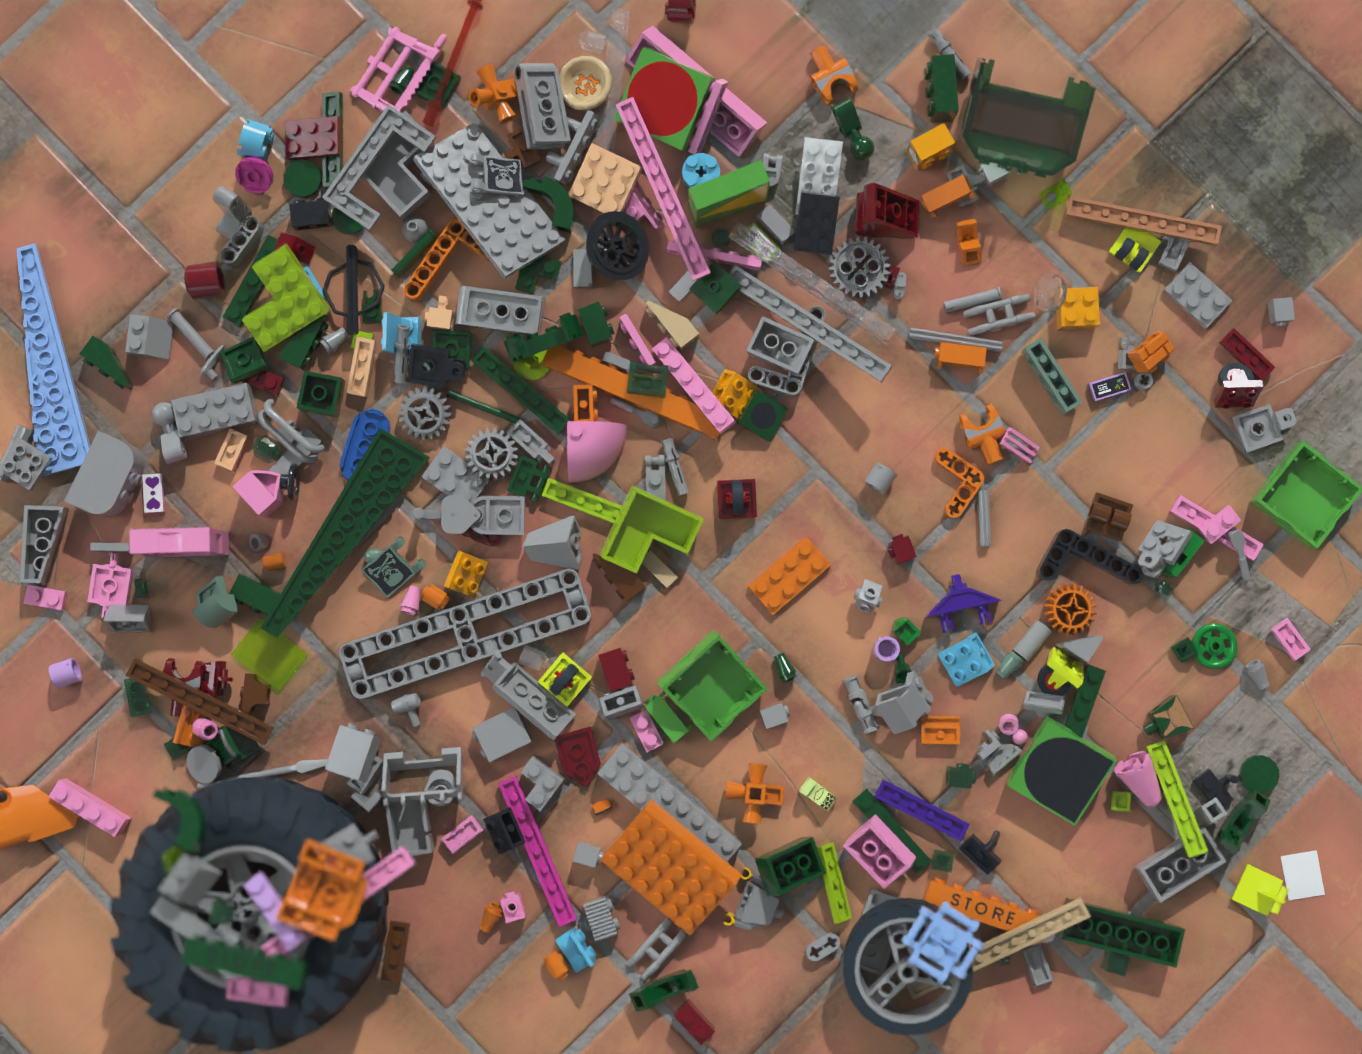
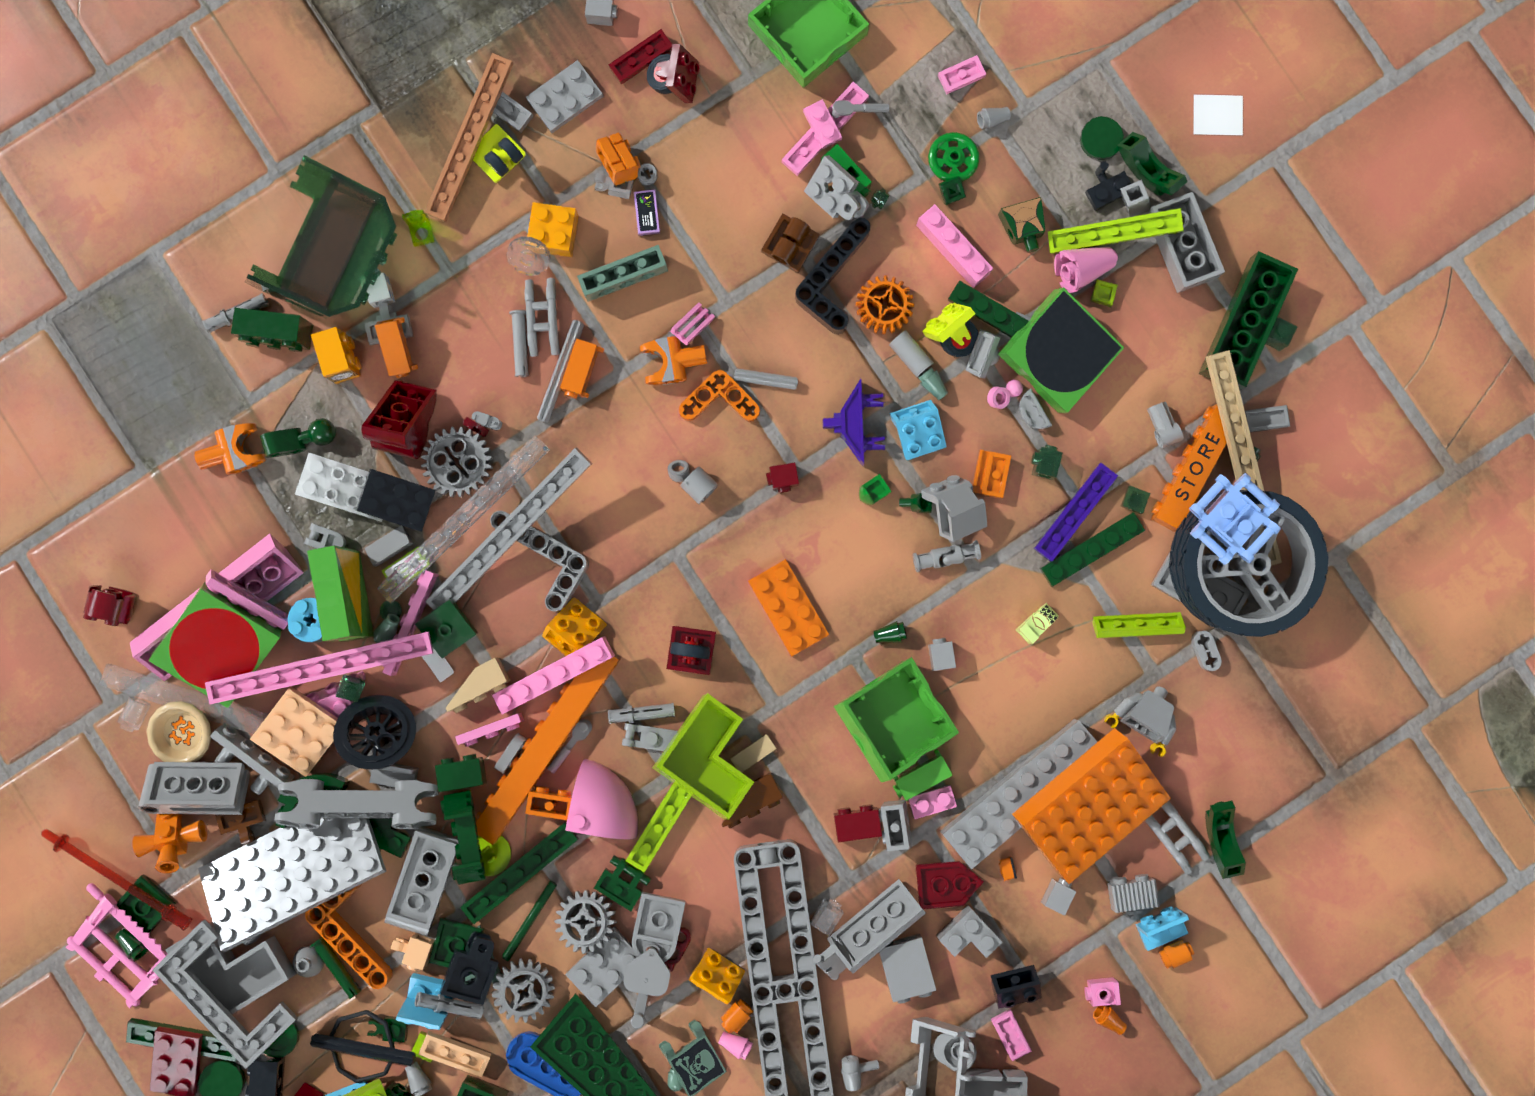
camera: 80 degrees left, 0 degrees up
(500, 175) = (264, 853): flag -> none
(531, 442) = (580, 872): light grey hinge -> none
(538, 852) = (1046, 951): dark pink plate -> none
(556, 544) = (703, 866): light grey slope -> none
(560, 274) = (320, 803): none -> light grey piece
(565, 679) = (857, 884): neon yellow plate -> none
(647, 384) = (541, 728): clear green plate -> none
(650, 217) = (350, 688): none -> clear green plate
(694, 1022) = (1266, 810): dark red brick -> none
(705, 237) = (387, 629): none -> sand green cone
(755, 793) = (1024, 693): orange brick -> none
(762, 415) = (602, 603): dark green tile -> none
(779, 346) = (527, 569): light grey slope -> none
(790, 866) = (1114, 671): dark green brick -> none
(868, 596) = (829, 524): light grey brick -> none
(879, 851) = (1114, 568): bright pink brick -> none
(884, 459) = (678, 476): none -> light grey piece
(886, 649) = (891, 516): lavender piece -> none
(968, 243) = (453, 335): orange slope -> none
(981, 853) = (1135, 456): black plate -> none
(987, 748) = (1020, 426): light grey bracket -> none
(1010, 877) = (1166, 430): none -> light grey piece
(1081, 648) = (930, 300): light grey slope -> none
(1134, 660) = (954, 246): none -> bright pink brick
(1259, 891) = (1227, 164): neon yellow plate -> none
(1271, 425) = (720, 46): light grey plate -> none

